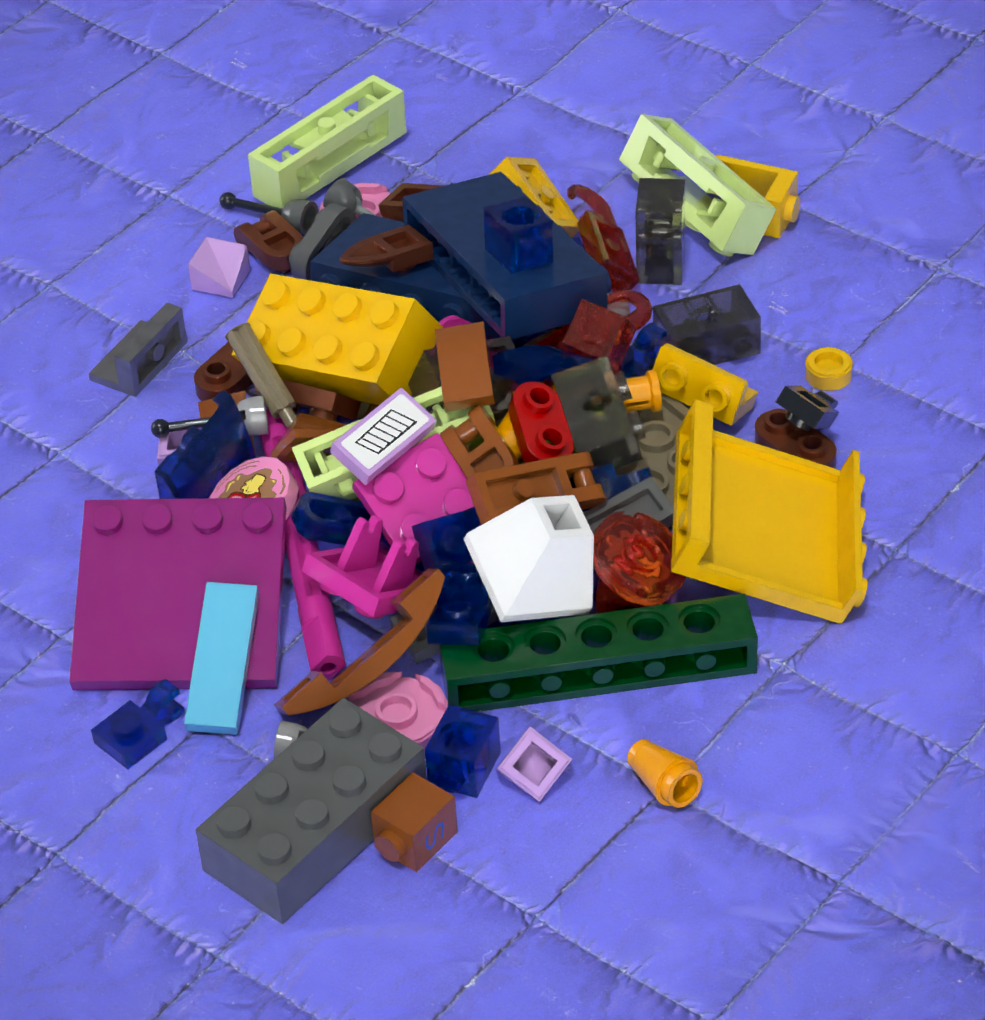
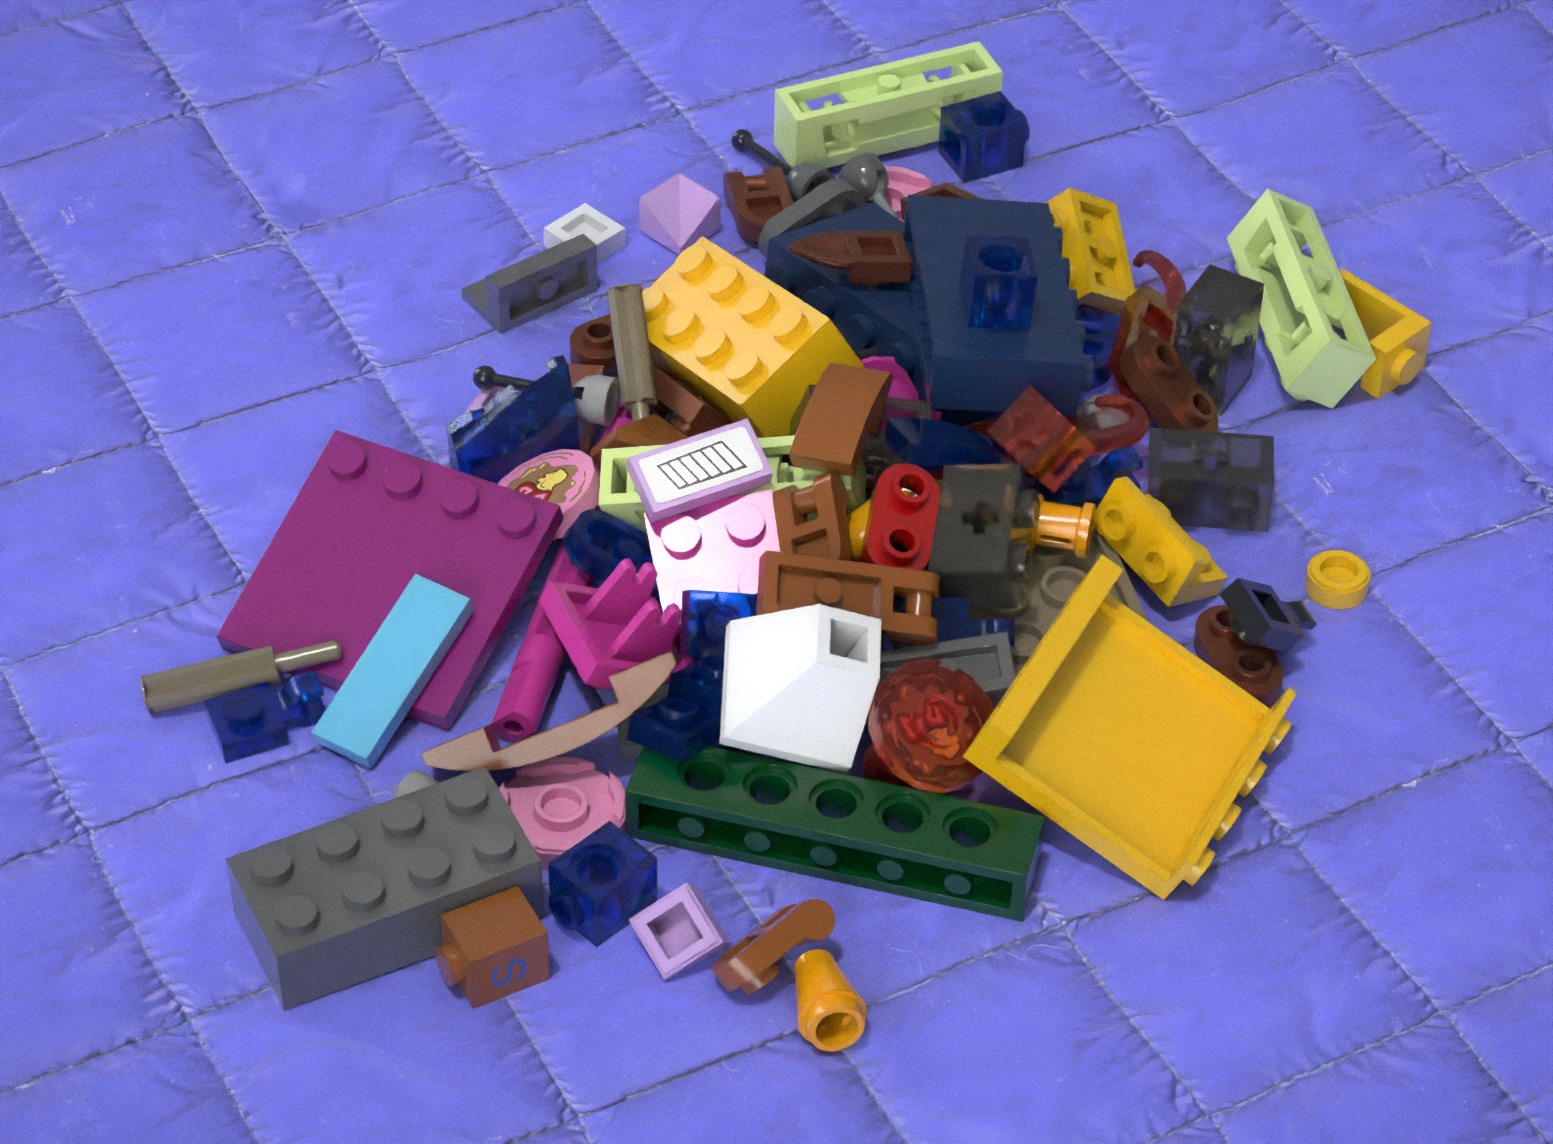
camera: 20 degrees right, 0 degrees up
(98, 705) = (228, 674): none -> dark tan axle
(151, 299) = (596, 226): none -> white tile
(403, 143) = (982, 136): none -> clear blue brick
(600, 754) = (754, 957): none -> dark orange plate
(638, 272) = (1166, 386): none -> copper plate

